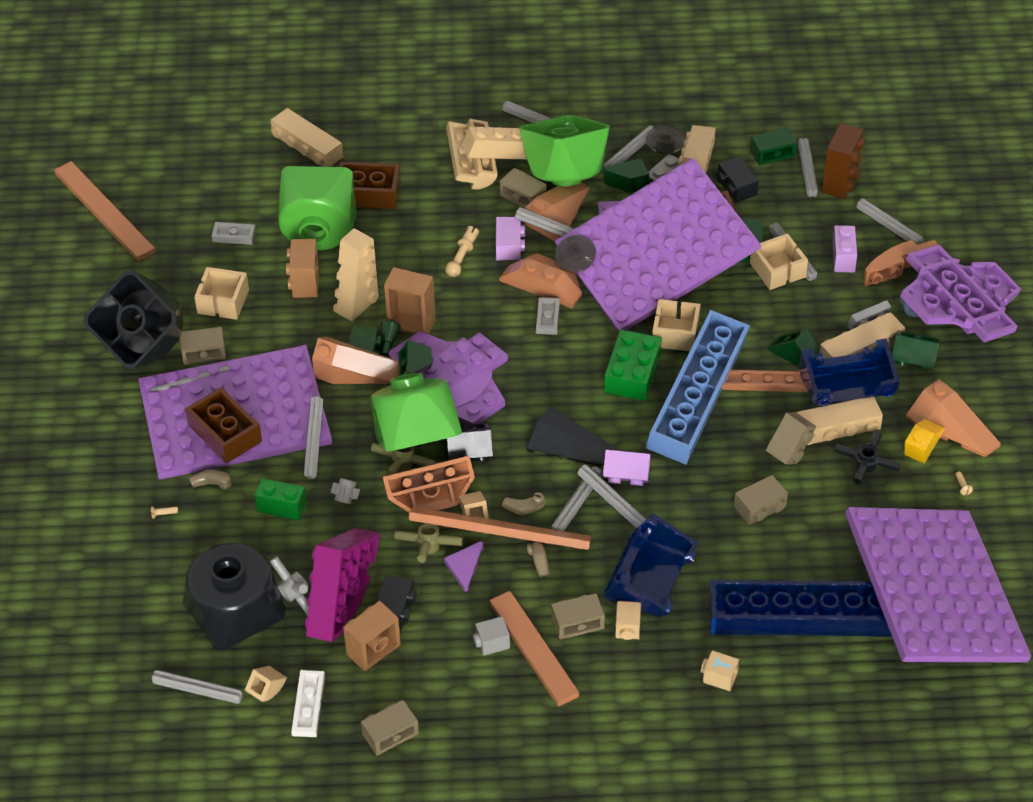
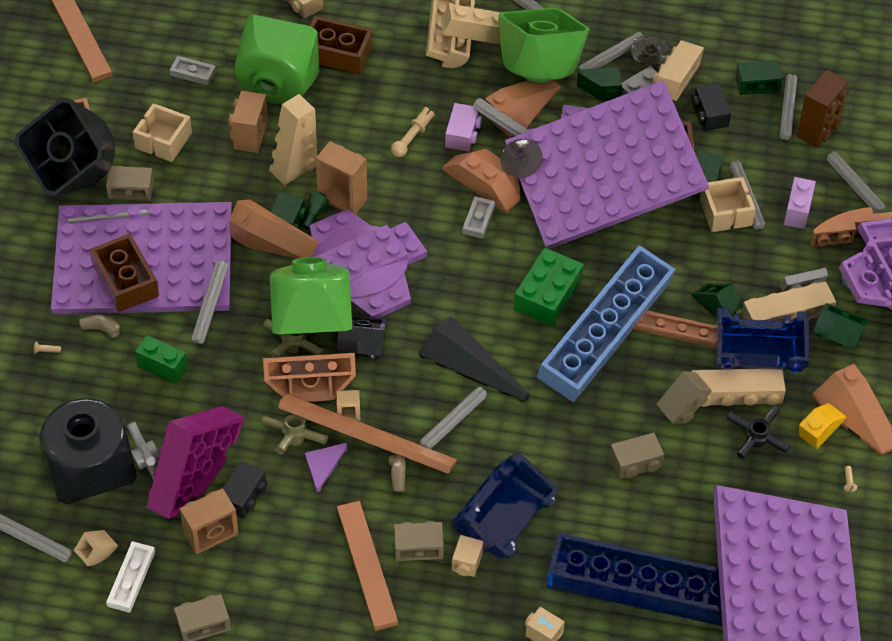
camera: 10 degrees right, 5 degrees up
(345, 491) = (226, 363): light grey gear -> none
(414, 358) = (328, 241): dark green slope -> none
(492, 636) = (328, 544): light grey brick -> none
(521, 187) = (490, 75): dark tan brick -> none
(524, 506) = (399, 415): dark tan arm -> none
(610, 495) = (487, 421): light grey axle -> none
(626, 467) = (511, 394): lavender brick -> none
(676, 333) = (598, 257): tan piece -> none

